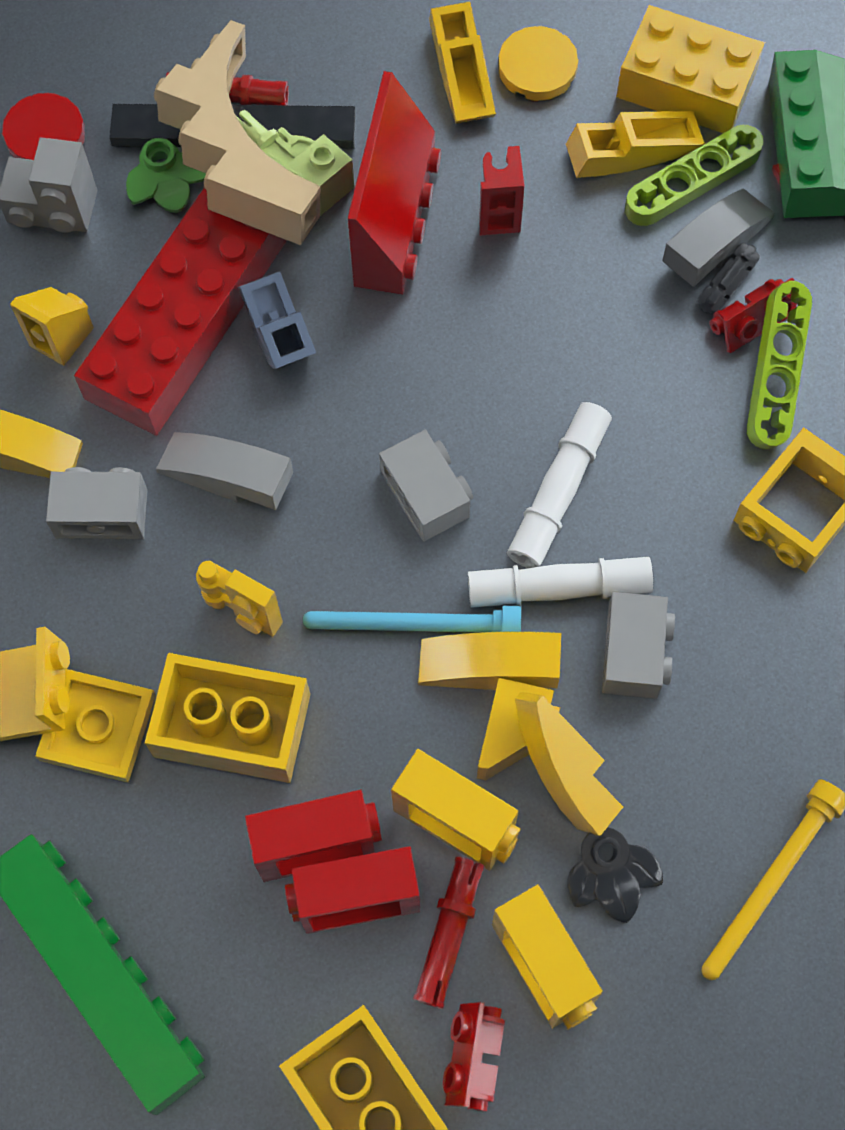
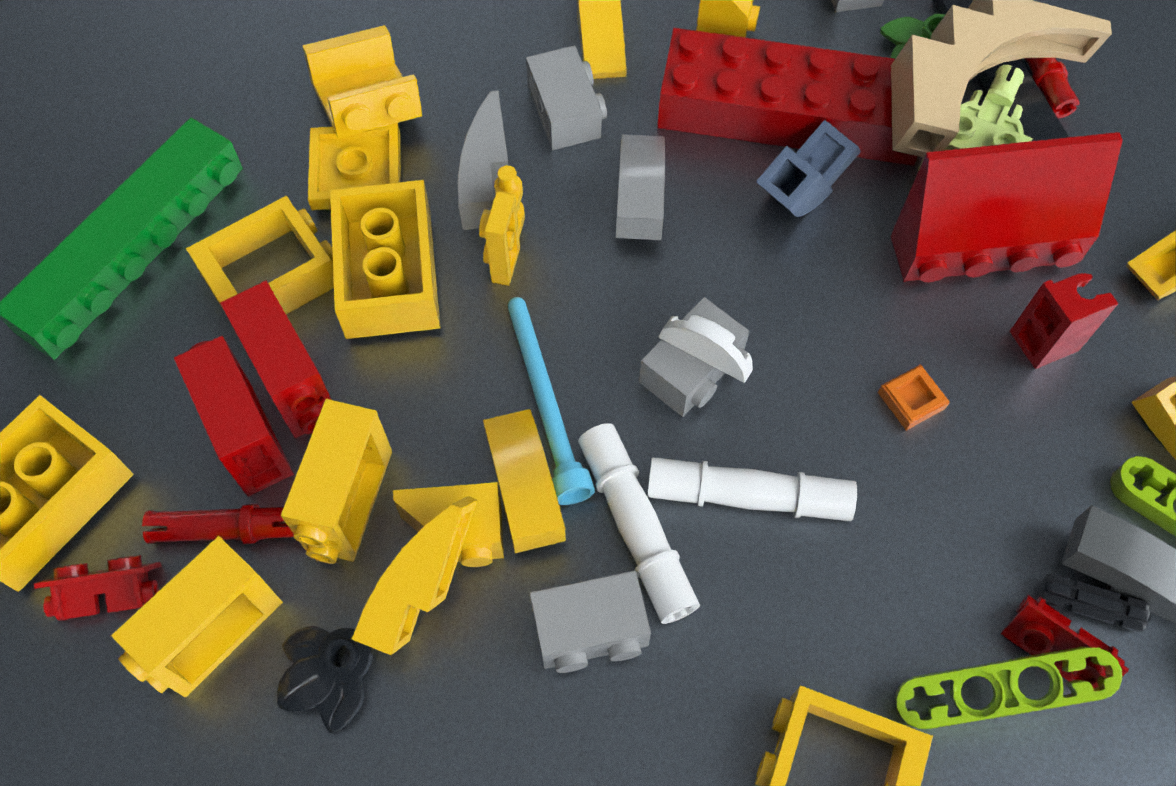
camera: 70 degrees right, 5 degrees down
(148, 600) = (480, 161): none -> light grey slope
(200, 882) = (255, 231): none -> yellow window
(432, 465) = (708, 343): none -> white tile
(516, 331) = (913, 397): none -> orange tile

